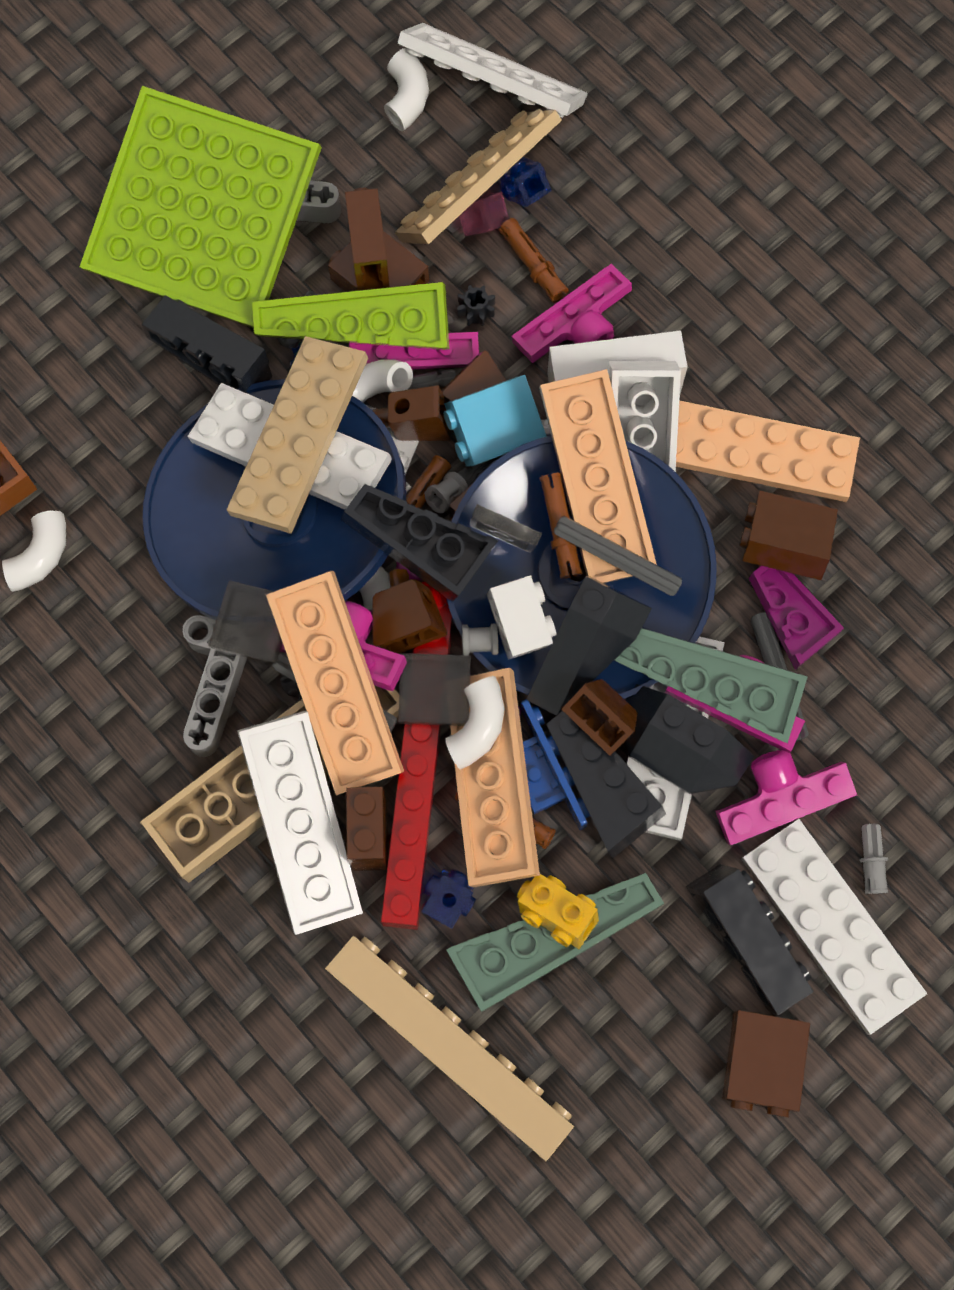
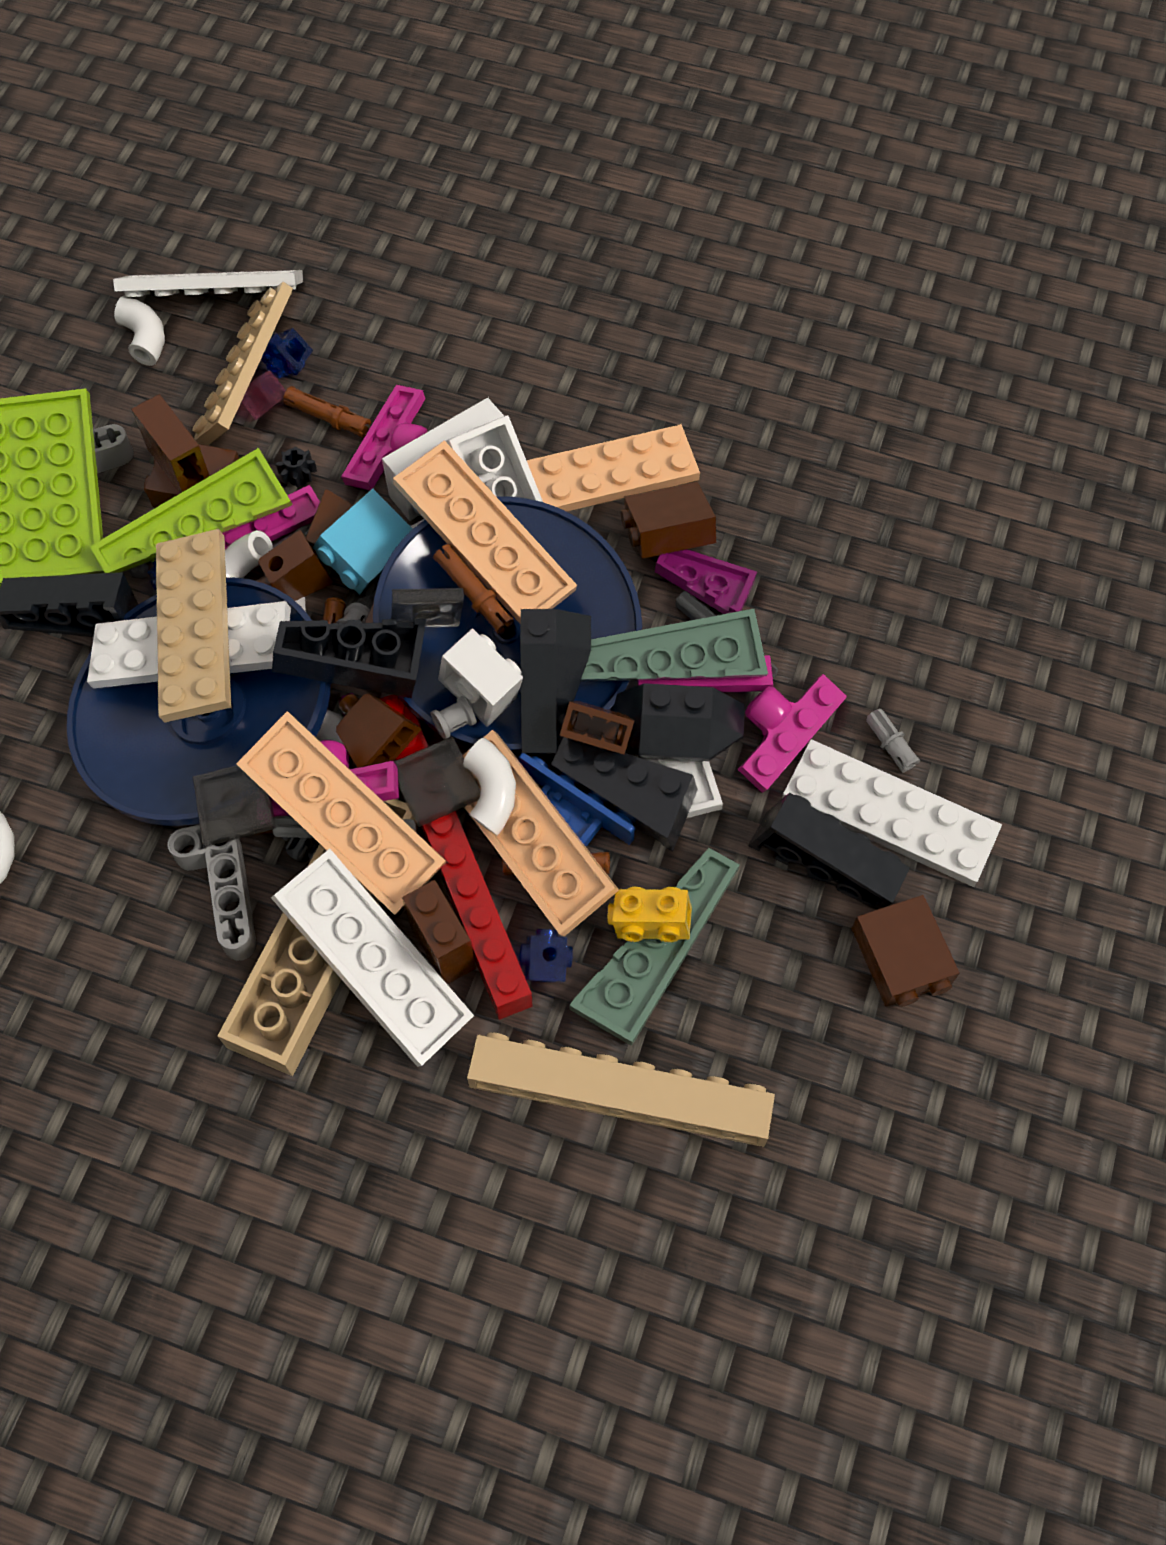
camera: 30 degrees left, 10 degrees down
(617, 556) = (537, 587): dark grey axle -> none

